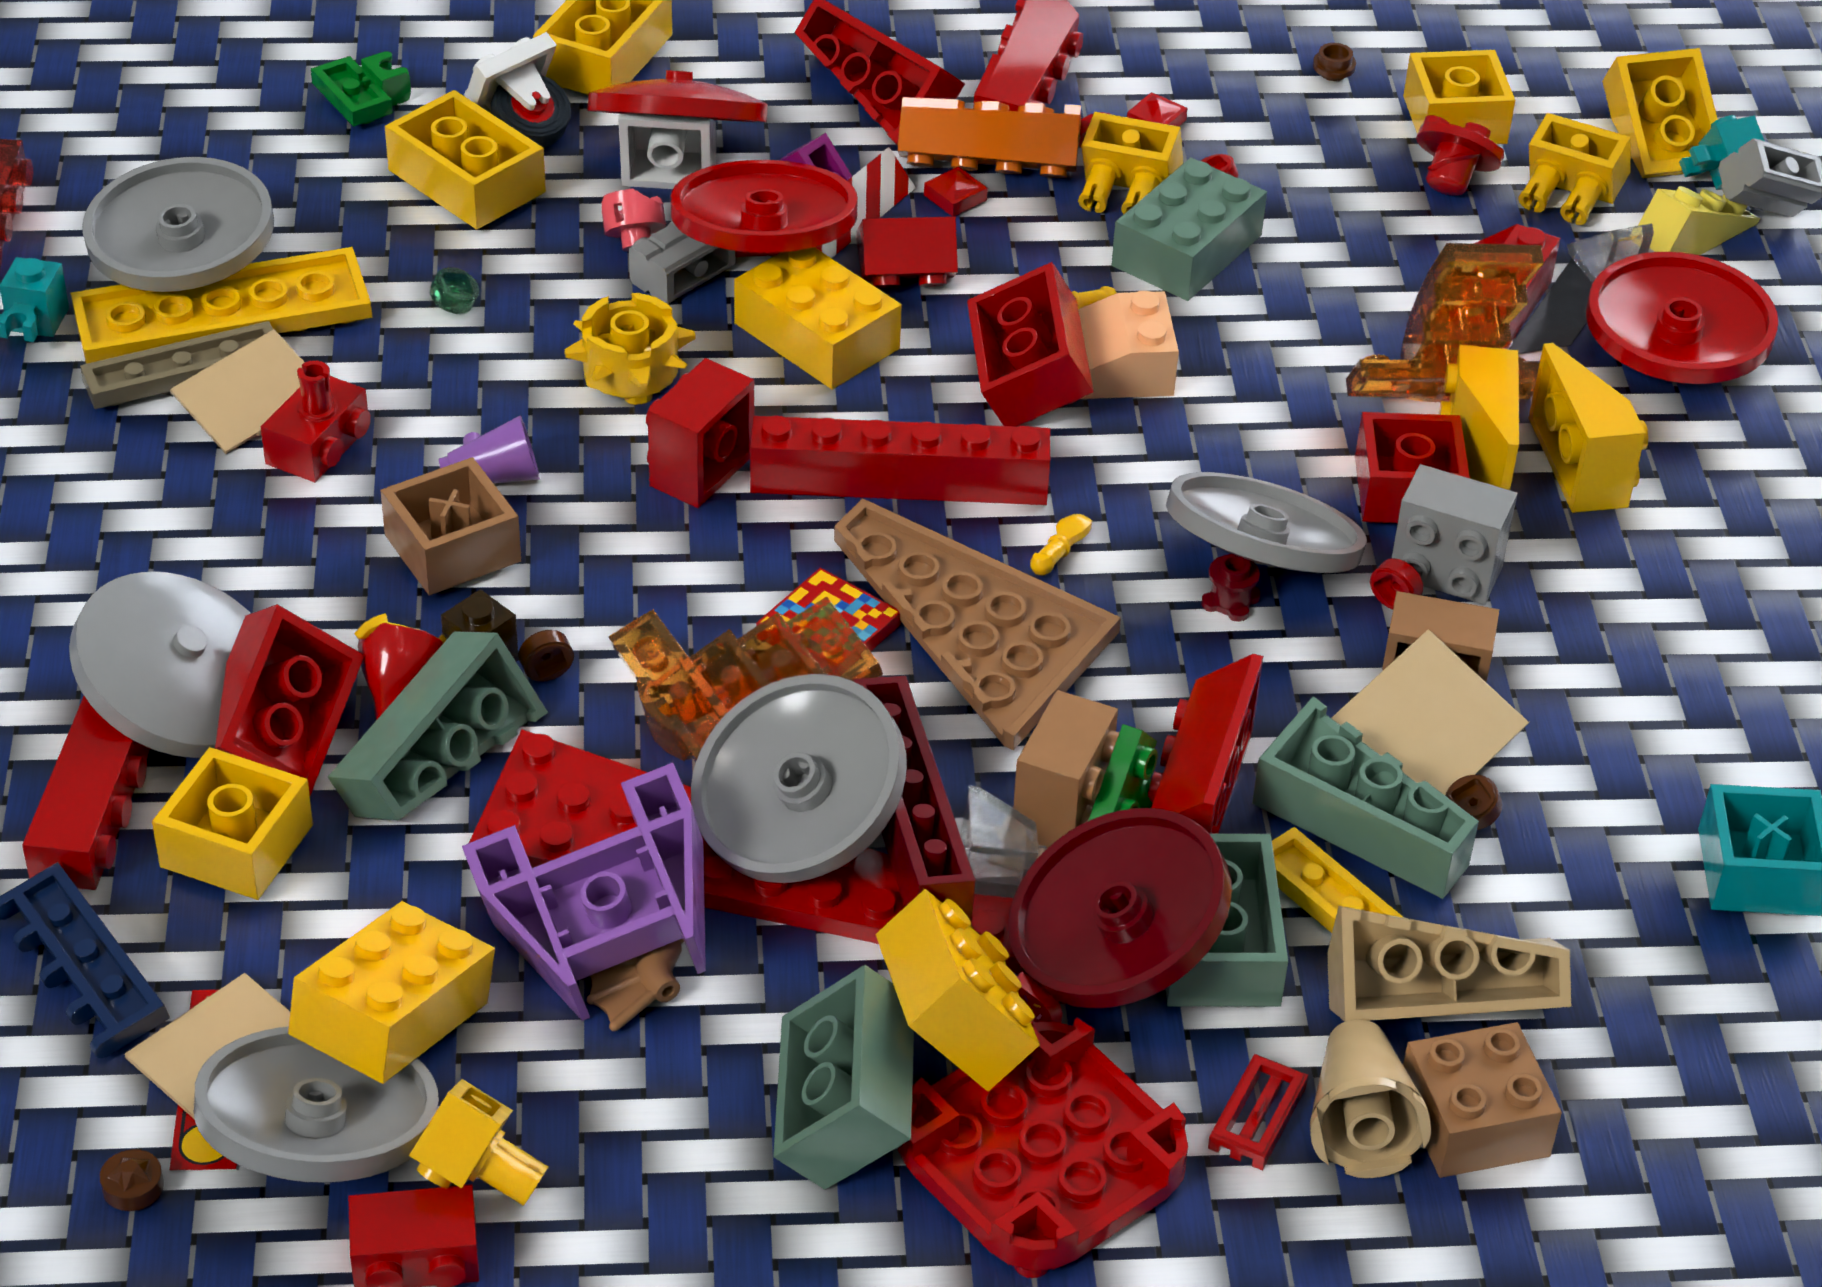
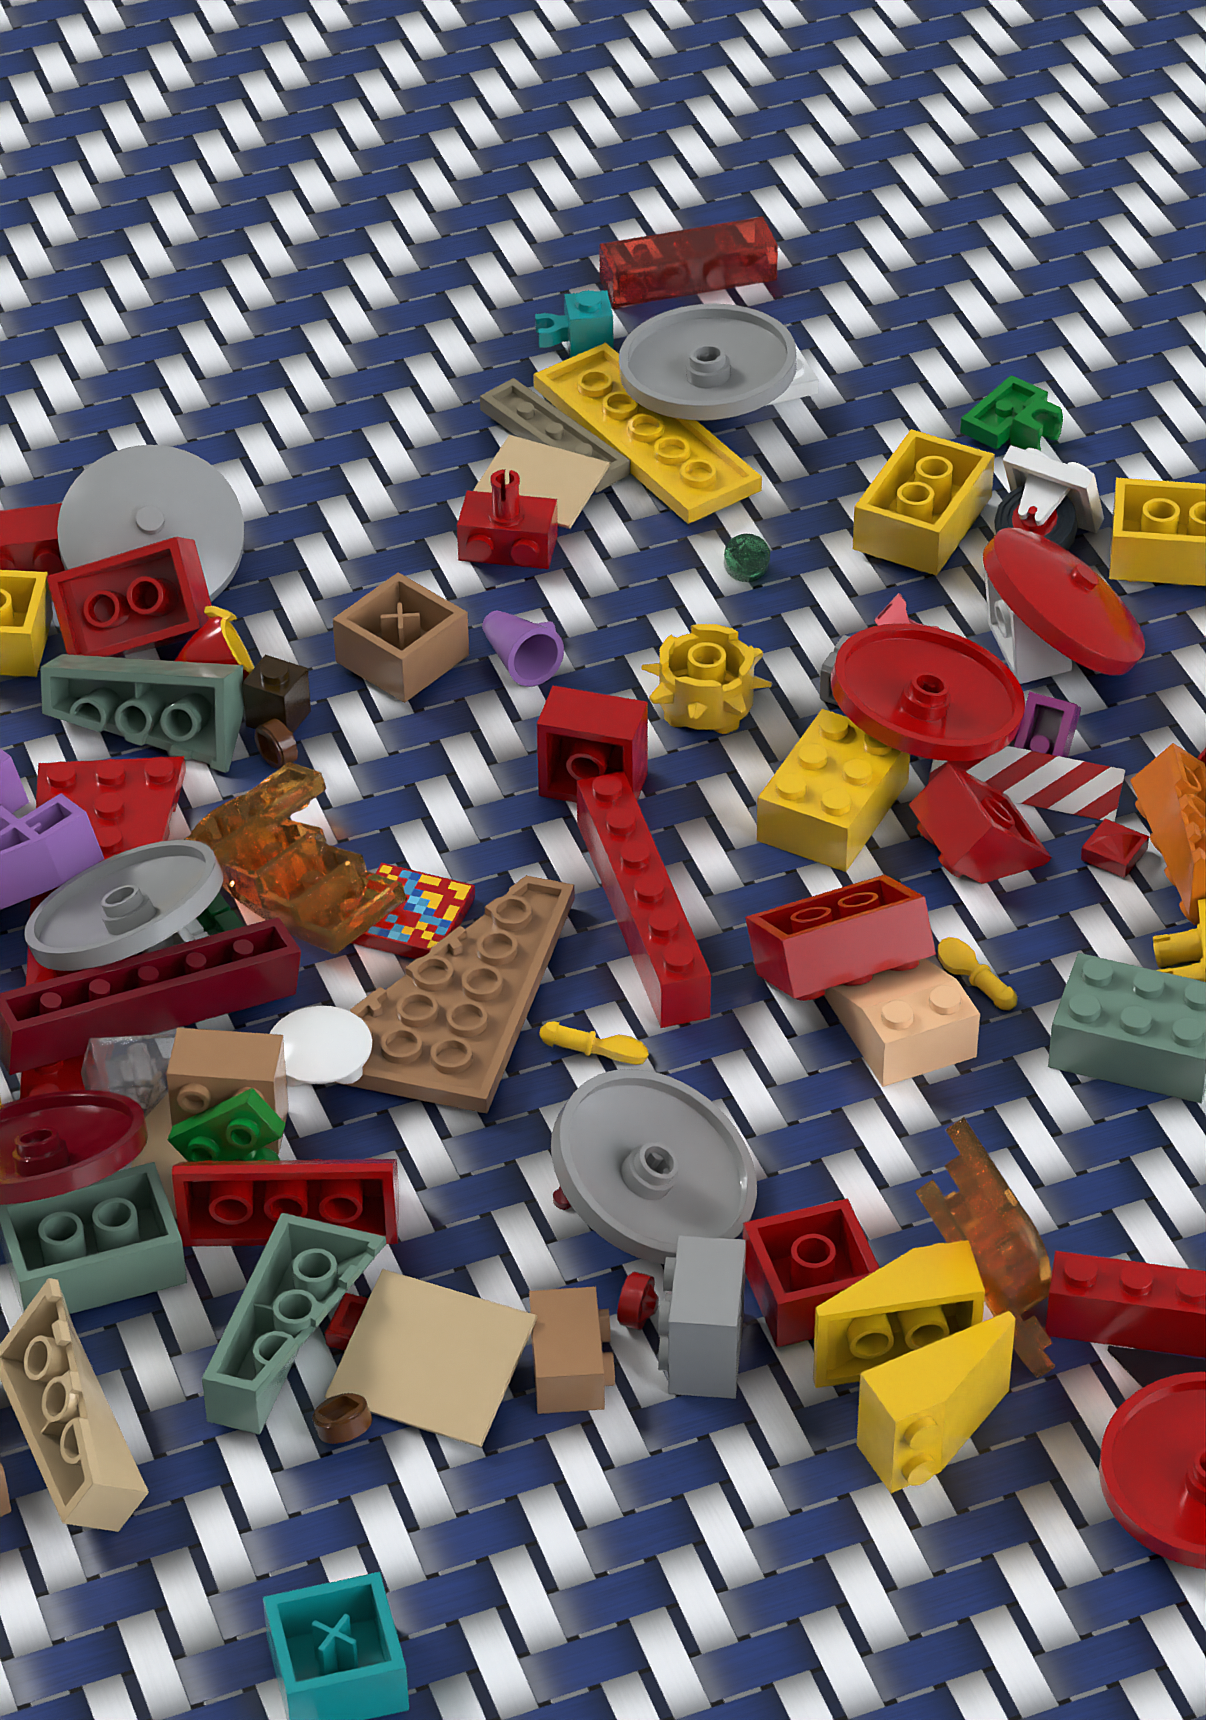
camera: 75 degrees right, 0 degrees up
(1009, 701) = (324, 1045): none -> white dish
(1319, 881) = (171, 1331): yellow plate -> none

